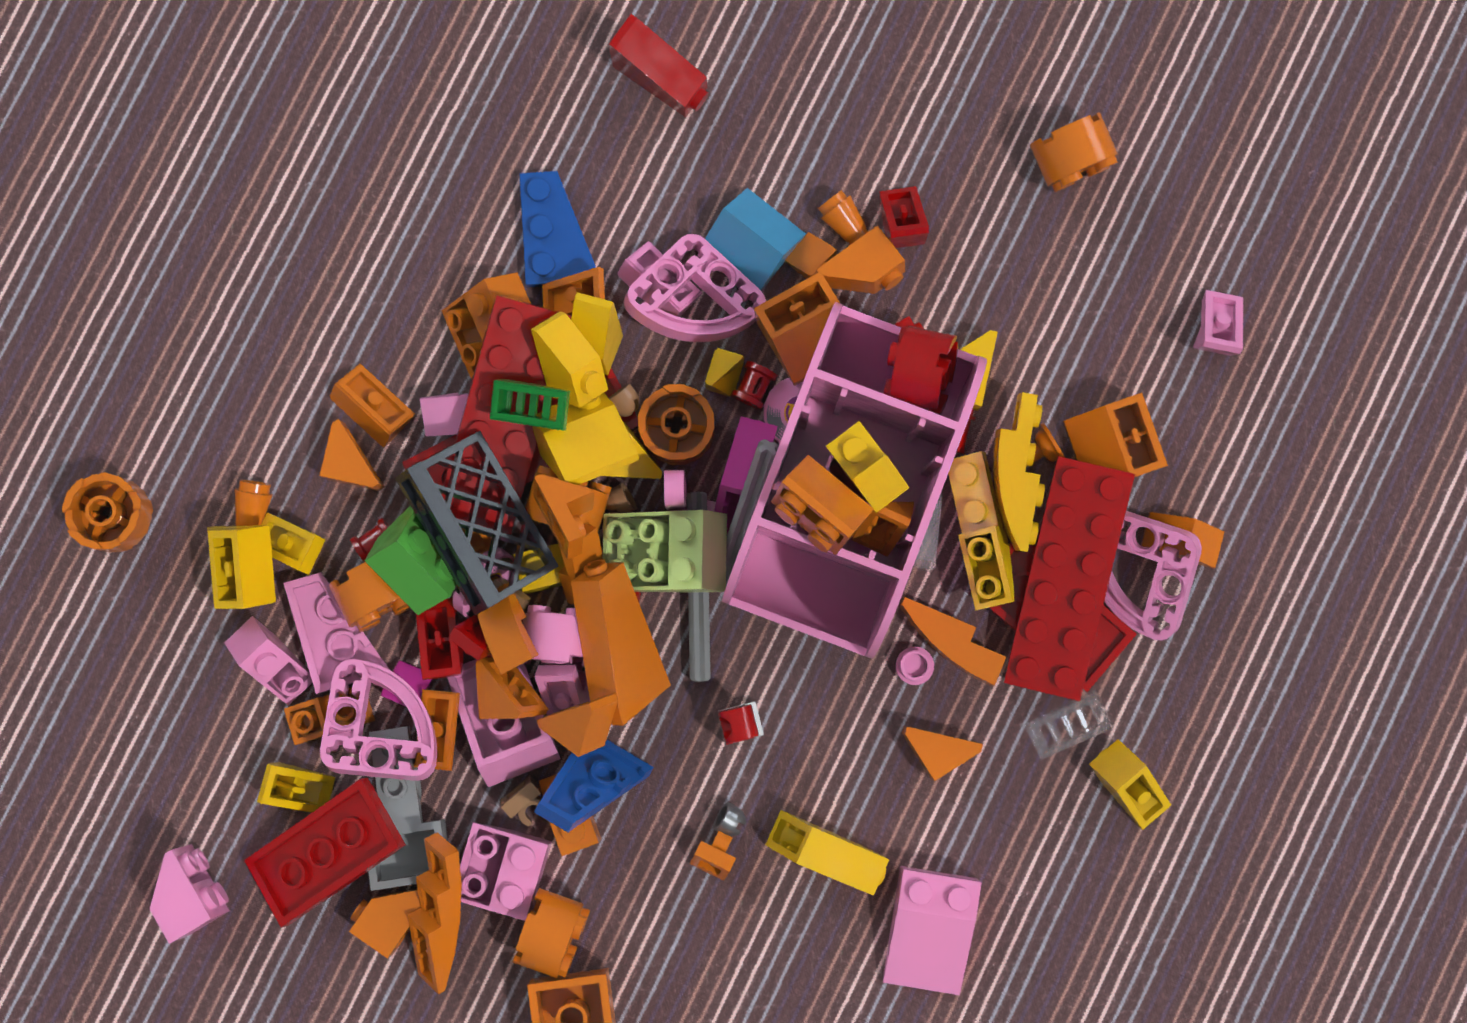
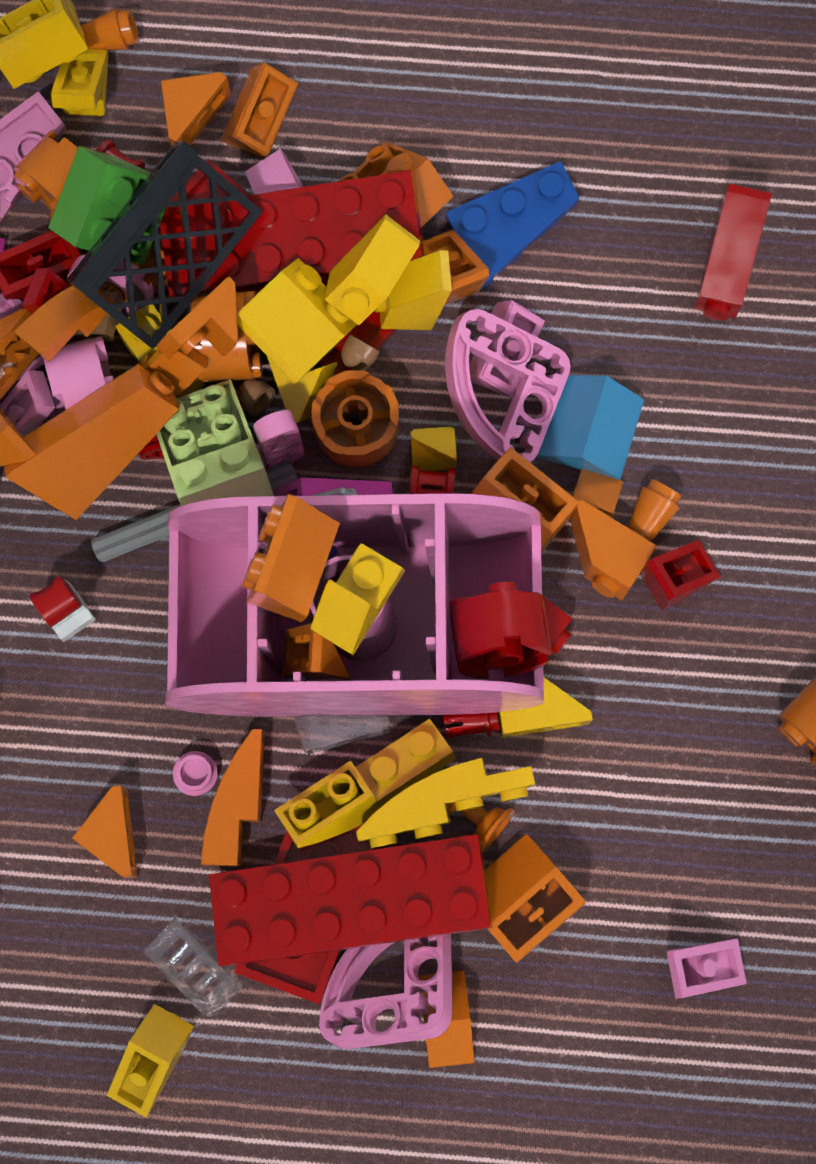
camera: 70 degrees right, 5 degrees down
(502, 402) = (297, 220): green slope -> none

